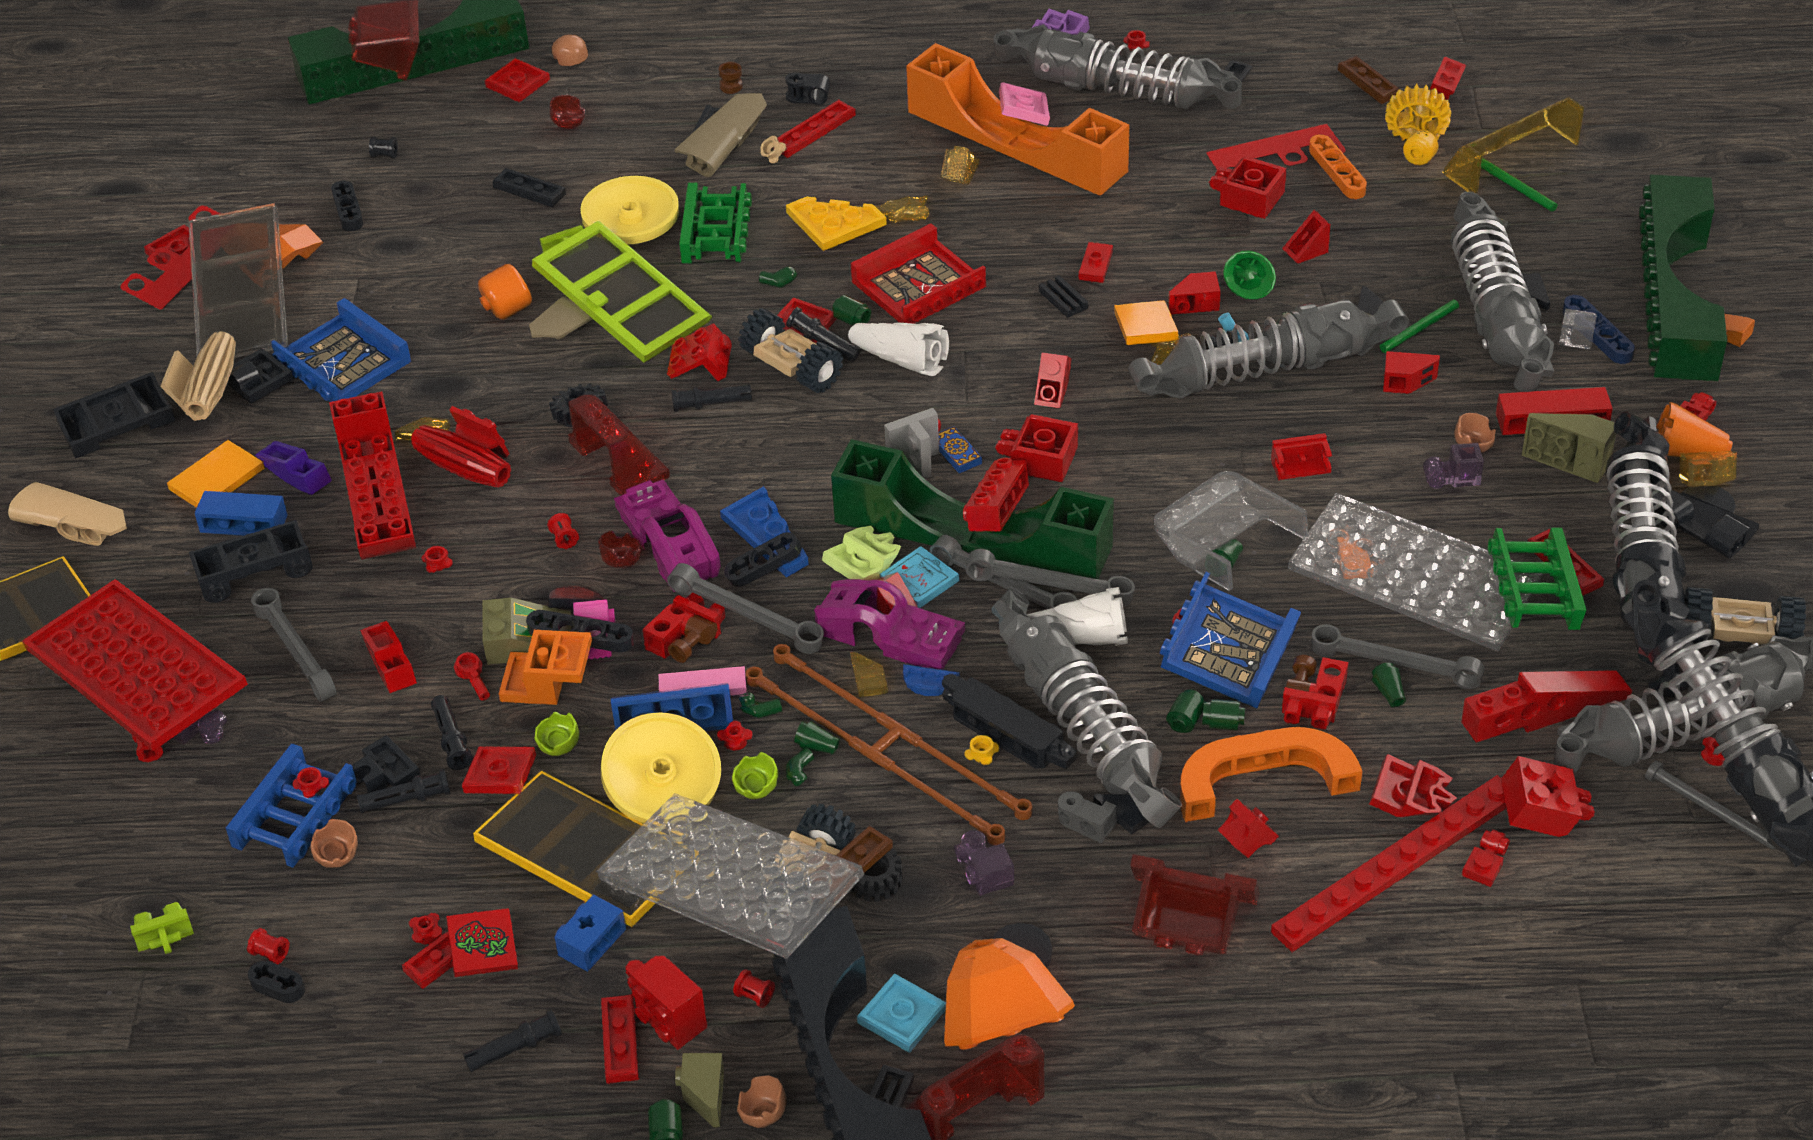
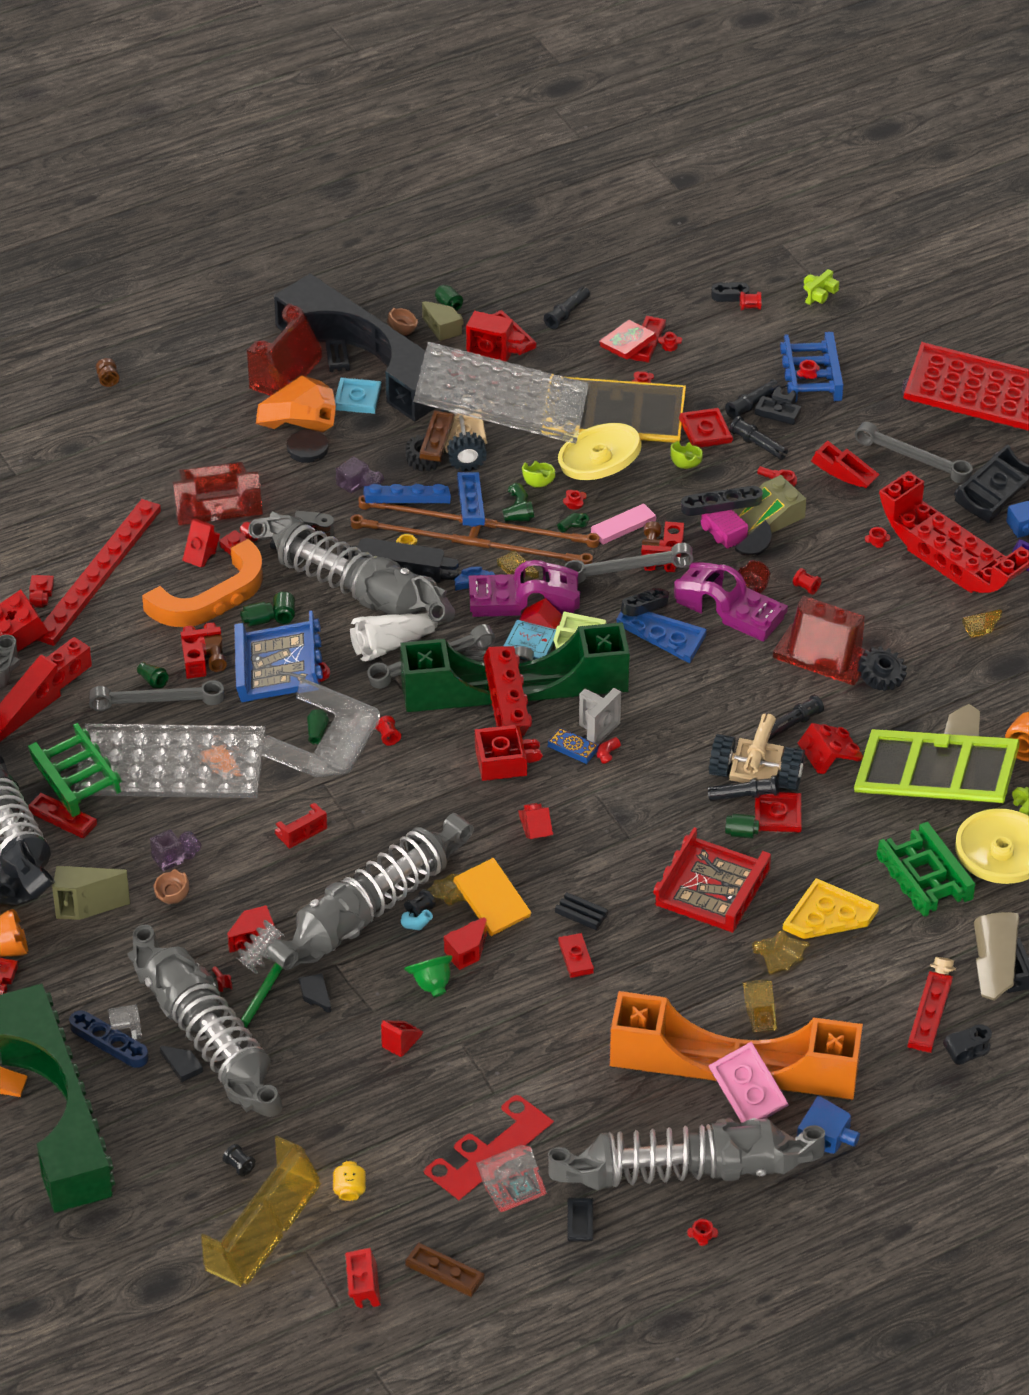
camera: 150 degrees right, 0 degrees up
(334, 844) = (763, 355): nougat hair -> none
(467, 450) = (930, 608): red plate -> none
(512, 879) = (643, 377): none -> red plate
(550, 661) = (722, 473): orange bracket -> none
(590, 932) = (570, 361): blue brick -> none
(704, 705) = (623, 486): blue slope -> none
(778, 279) = (830, 840): dark green arm -> none
(787, 343) = (757, 749): none -> tan pin
(867, 766) = (470, 498): none -> blue plate
(907, 344) = (672, 800): white cone -> none
(938, 811) = (406, 494): none -> blue plate
(990, 66) = (834, 1122): none -> blue torso
(1069, 22) = (790, 1224): medium lavender slope -> none
(1145, 524) = (388, 730): none -> red bush
(1195, 836) = (235, 538): none -> red plate
(1250, 186) = (482, 1067): red hinge -> none
(1274, 112) = (512, 1177): none -> clear slope
(1341, 164) = (416, 1141): orange beam -> none
(1410, 337) = (259, 948): none -> clear piece
(1411, 789) = (107, 609): red plate -> none
(1422, 107) = (366, 1203): yellow gear -> none
(1459, 346) = (223, 981): none -> red hand
(1512, 191) = (239, 1160): none -> black bush
(1515, 407) = (113, 927): red brick -> none
(1518, 185) = (227, 1177): green bar -> none

